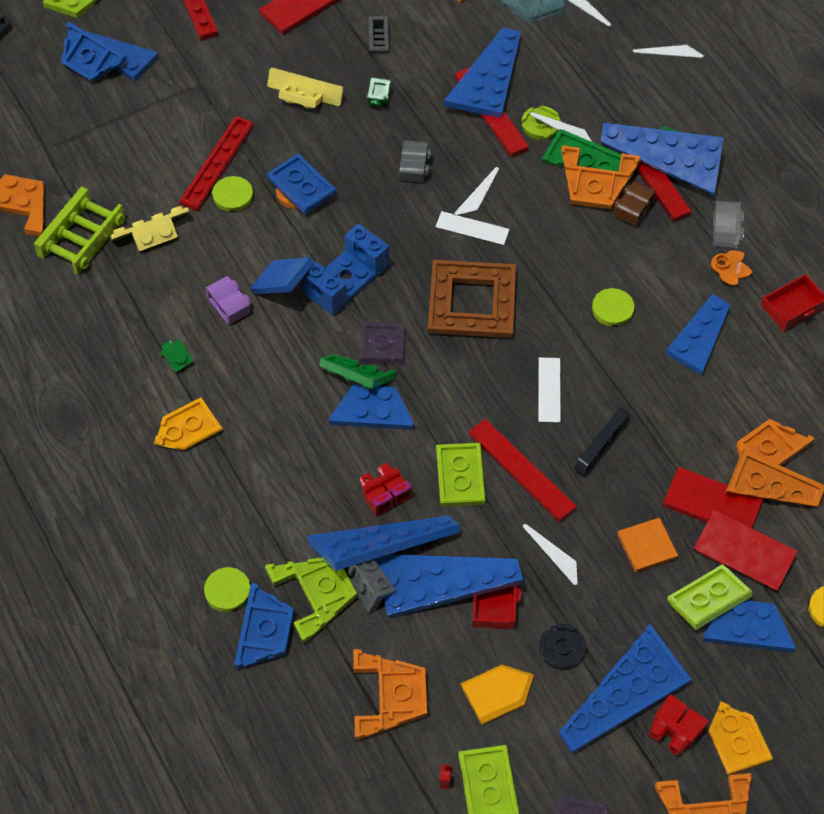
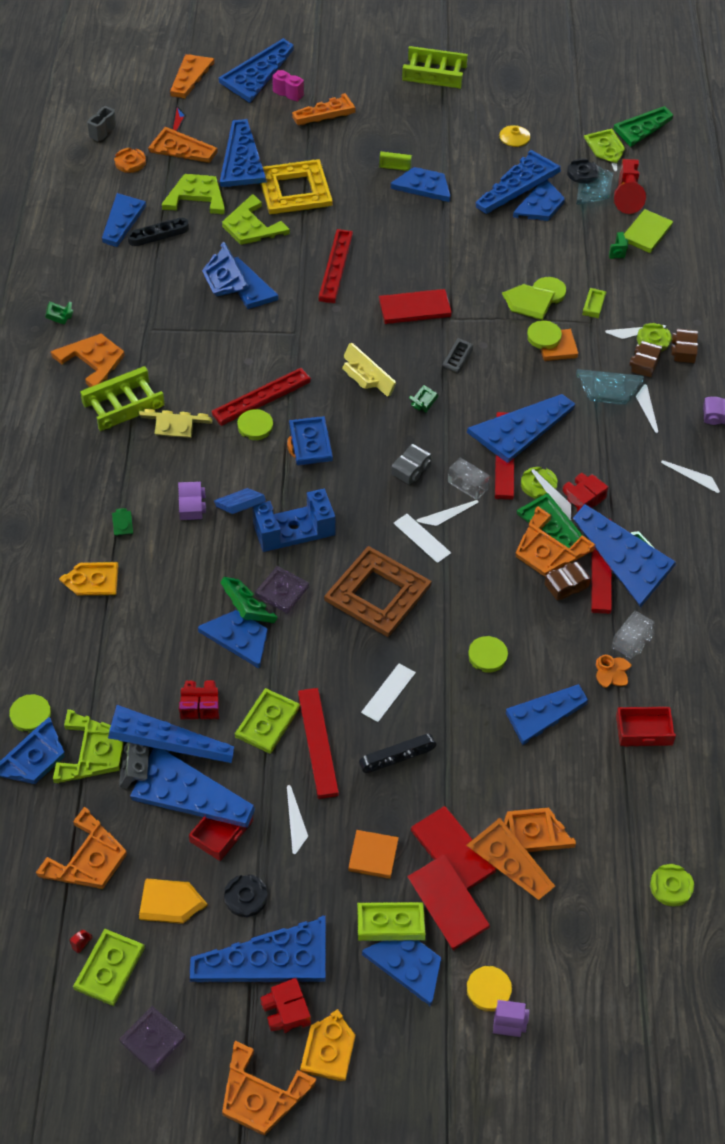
camera: 30 degrees right, 5 degrees down
(477, 149) = (468, 478): none -> clear brick
(594, 111) = (587, 491): none -> red hips

